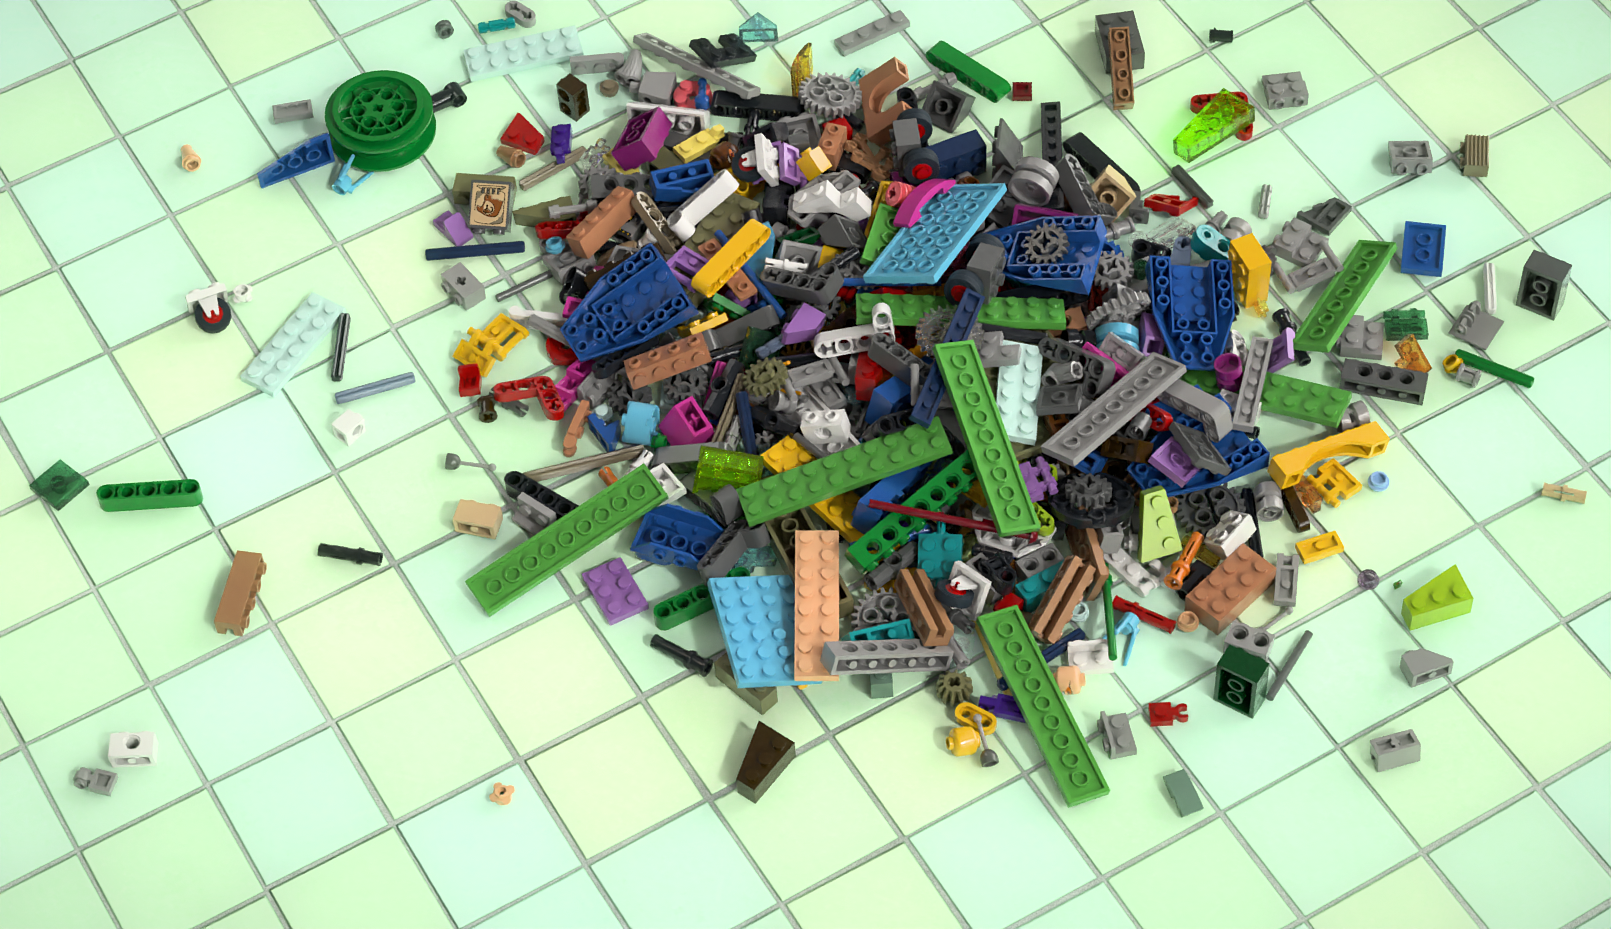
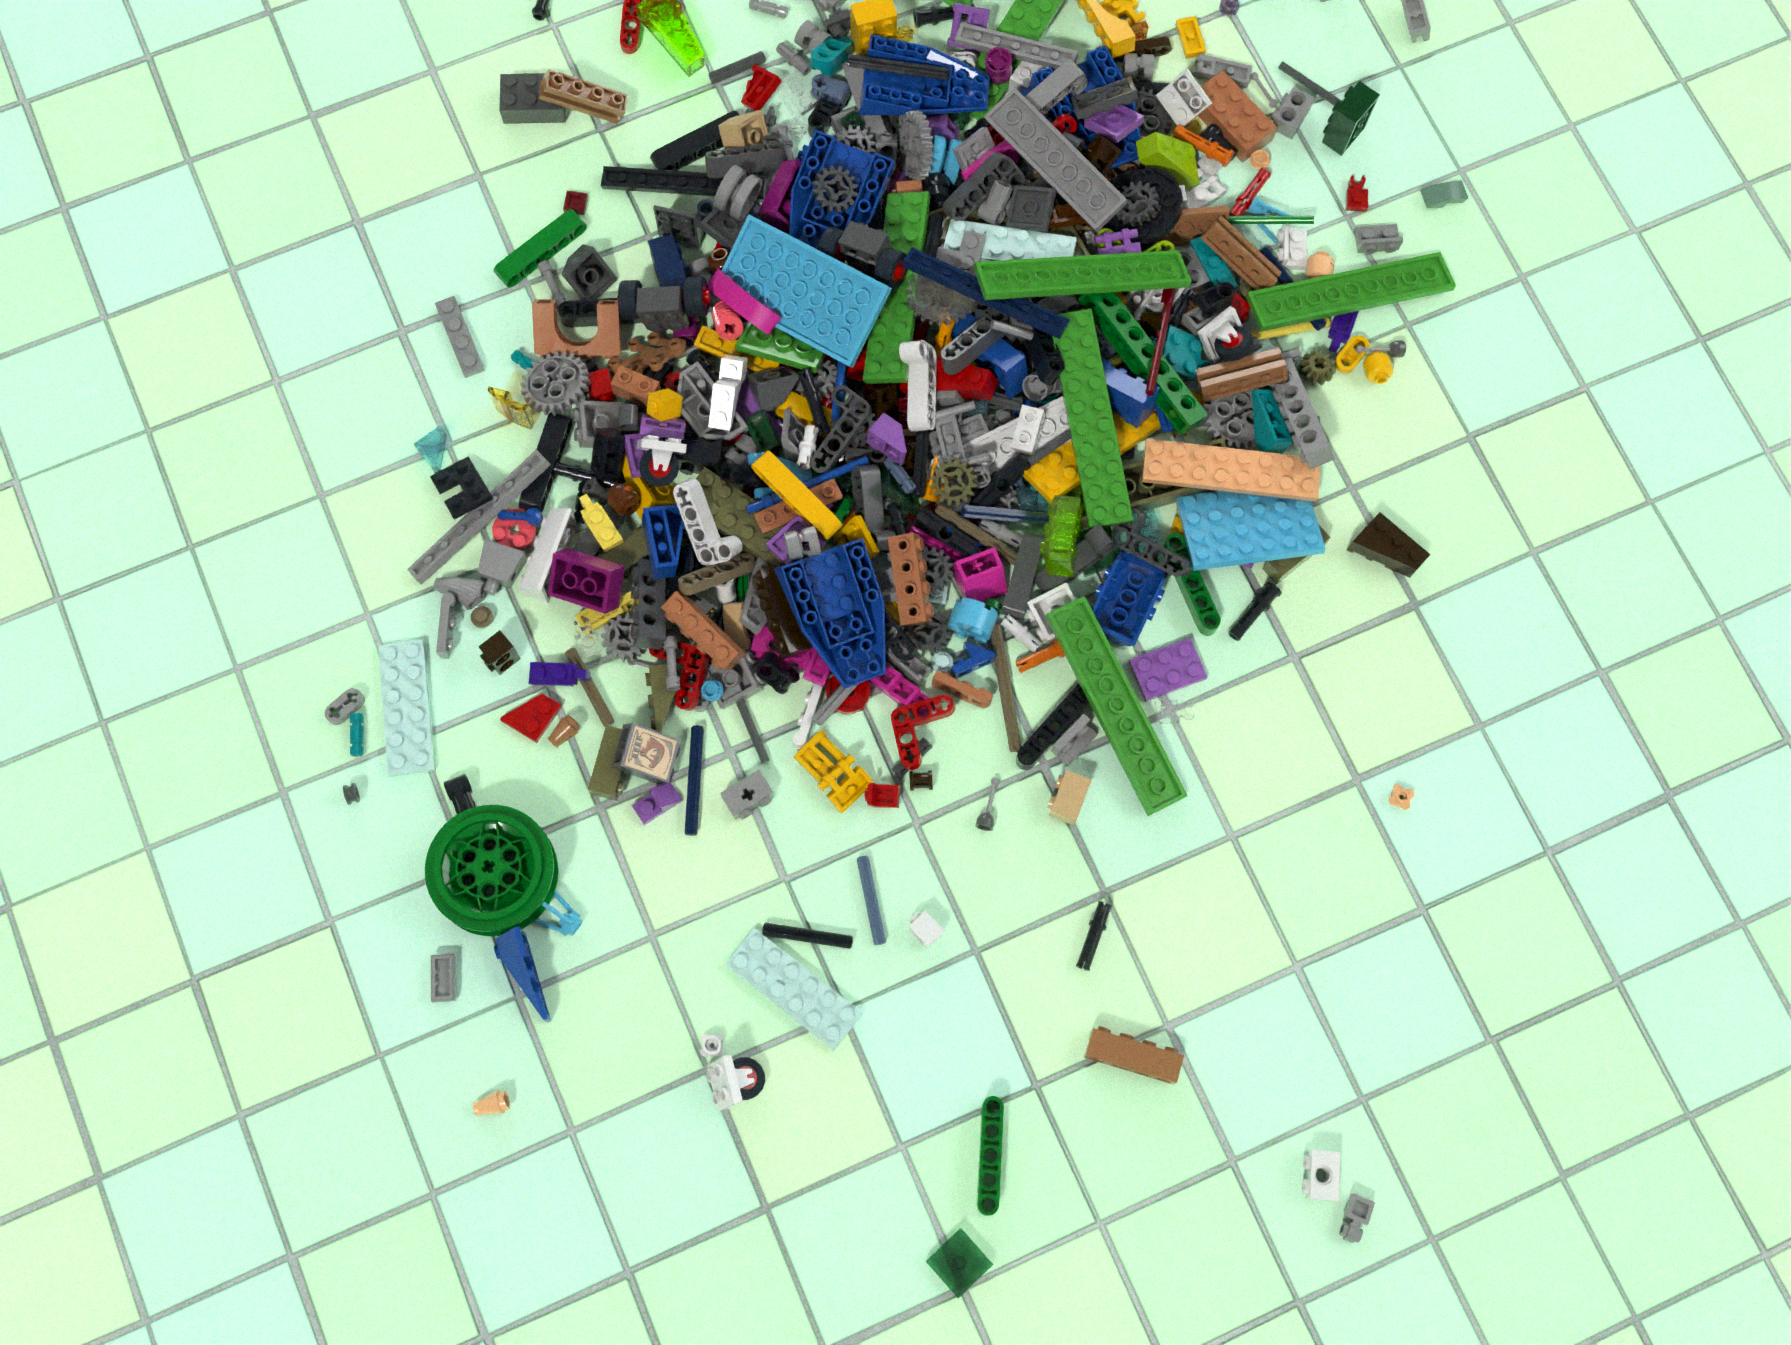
camera: 90 degrees left, 20 degrees up
(573, 598) = (1169, 712): none -> clear plate
(681, 263) = (794, 546): none -> light grey wheel
(1201, 288) = (898, 67): none -> black axle

